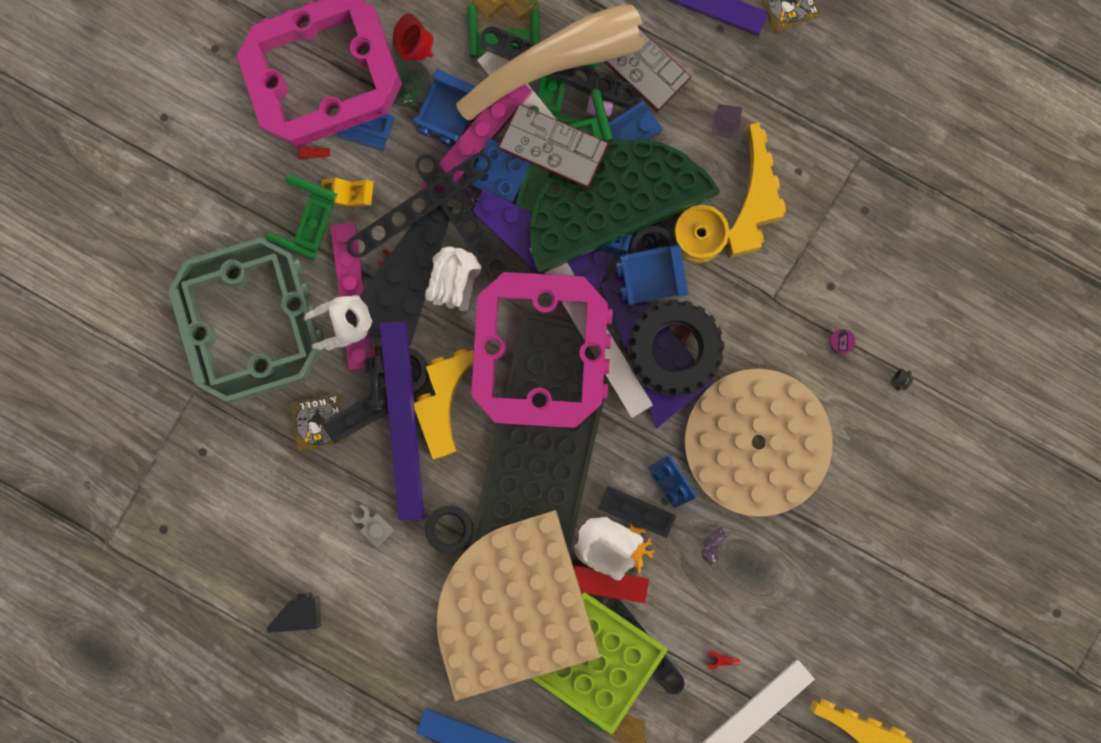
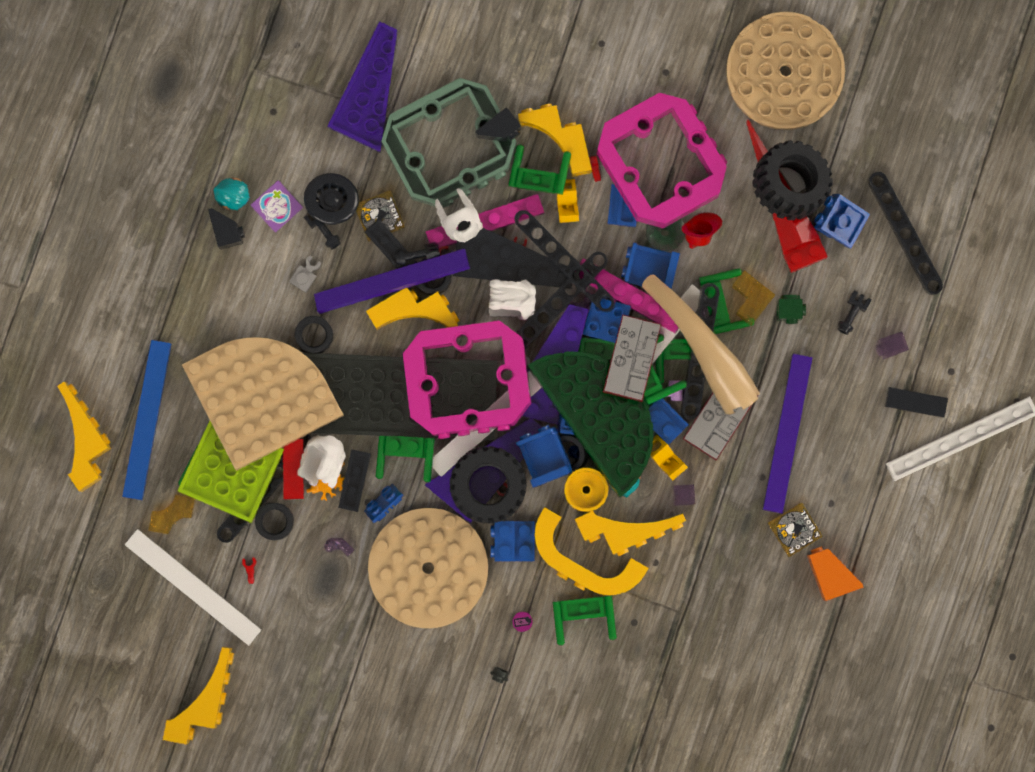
camera: 80 degrees right, 0 degrees up
(174, 414) = (365, 100): none -> dark purple wing
(239, 251) = (500, 127): none -> black slope
(254, 599) = (231, 194): none -> teal hair
(270, 174) = (567, 138): none -> yellow arch
(281, 546) = (276, 206): none -> sticker
(288, 478) = (329, 208): none -> black wheel
(338, 485) = (332, 241): none -> black hinge
(609, 440) = (405, 447): none -> green plate
(650, 621) = (274, 536): none -> black tyre
(682, 132) = (666, 459): none -> yellow slope
(745, 333) = (513, 541): none -> blue plate
(818, 214) = (567, 568): none -> yellow arch
(840, 266) = (583, 609): none -> green plate

